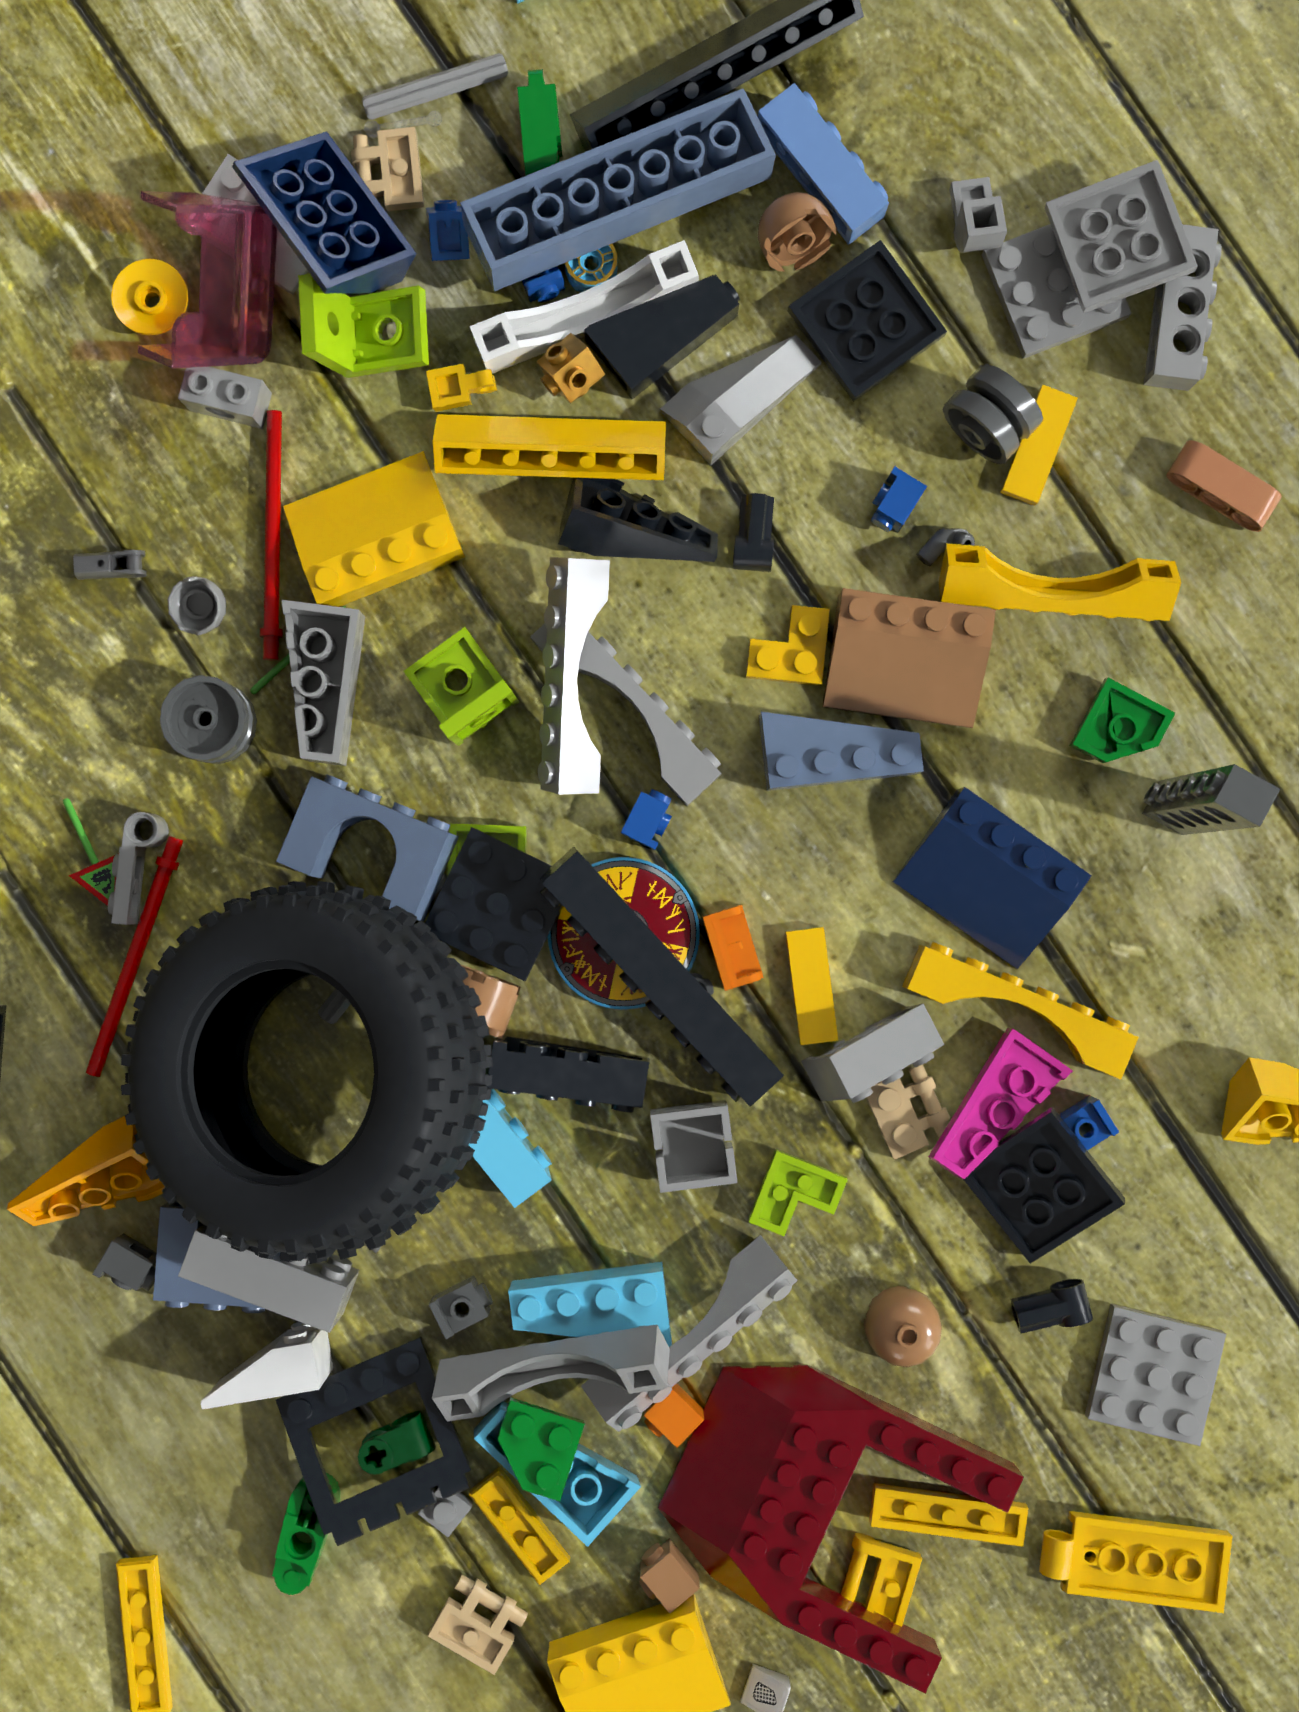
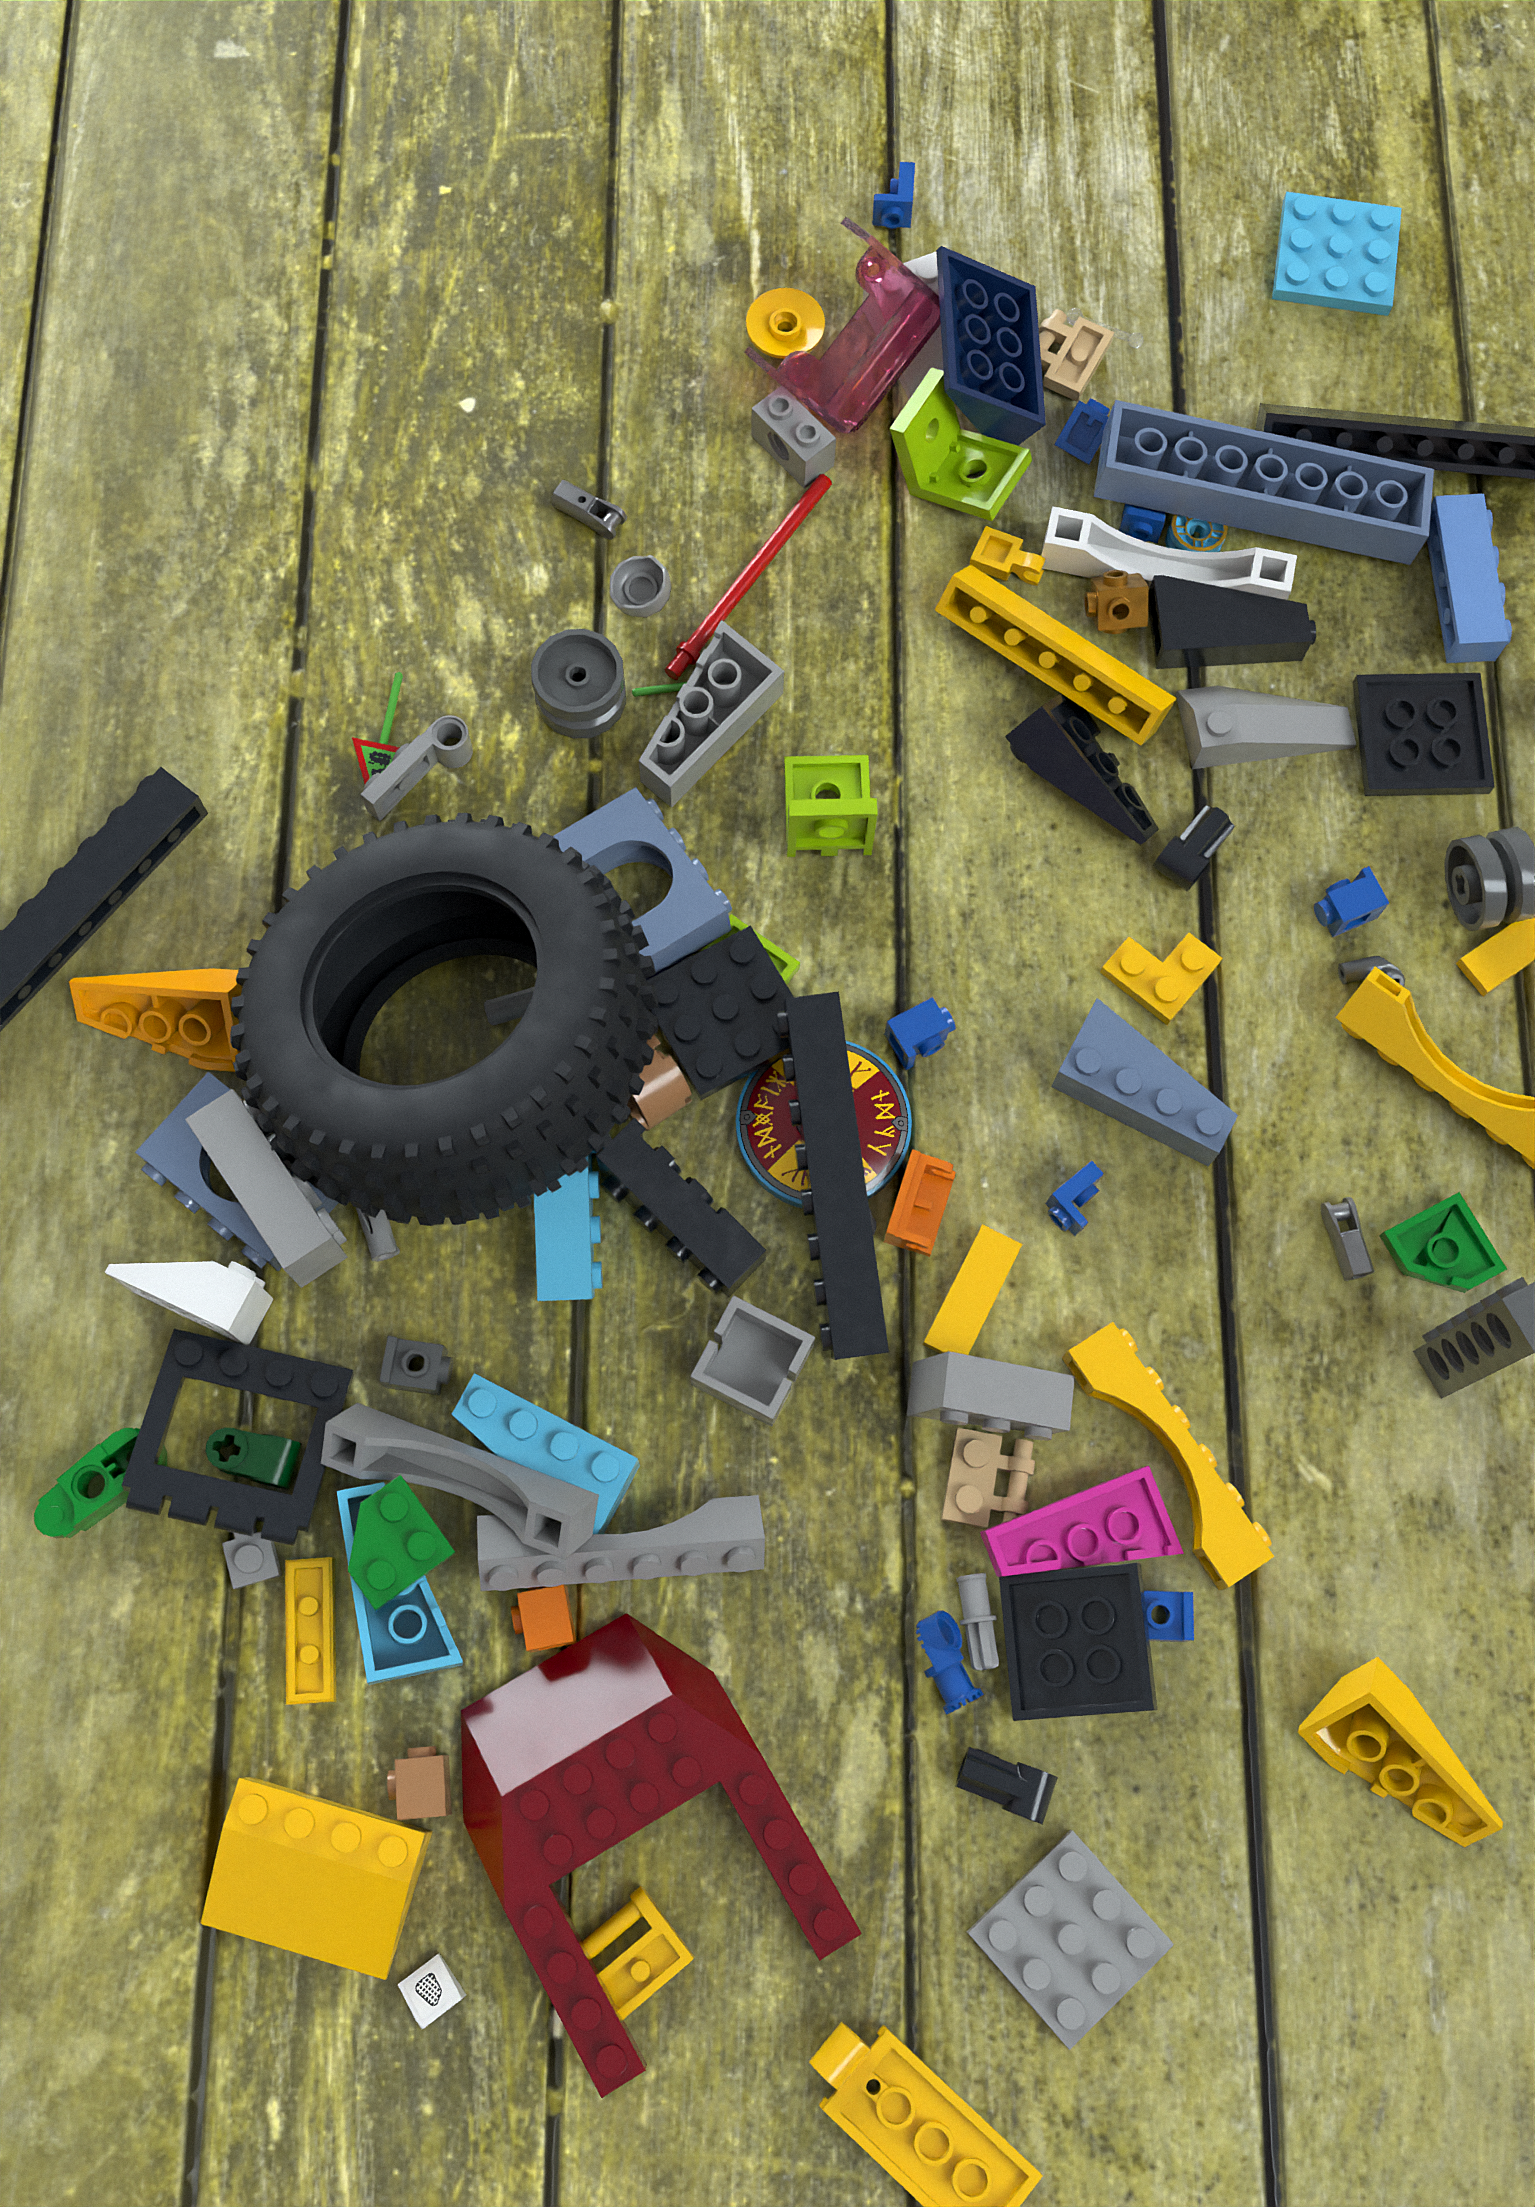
camera: 30 degrees right, 15 degrees down
(128, 1264) = (135, 1107): dark grey brick -> none
(166, 865) = (446, 785): red bar -> none
(167, 127) = (895, 208): none -> blue bracket
(373, 532) = (843, 629): yellow slope -> none
(435, 86) = (1154, 316): light grey axle -> none
(470, 1633) = (182, 1706): tan plate -> none
(539, 123) = (1230, 388): green piece -> none
(574, 598) = (887, 920): arch -> none
(682, 764) = (955, 839): light grey arch -> none
(792, 1181) = (821, 1468): lime plate -> none
(795, 231) = (1404, 617): medium nougat cylinder -> none
(837, 861) = (1076, 1190): none -> blue bracket
(903, 1326) = (838, 1697): medium nougat cylinder -> none
(908, 657) = (1270, 1048): medium nougat slope -> none
(946, 1515) = (753, 1933): yellow plate -> none
(960, 1255) = (942, 1645): none -> blue connector
(963, 1211) = (978, 1621): none -> light grey axle
(991, 877) = (1221, 1306): dark blue slope -> none
(1053, 769) = (1348, 1245): none -> flat silver bar

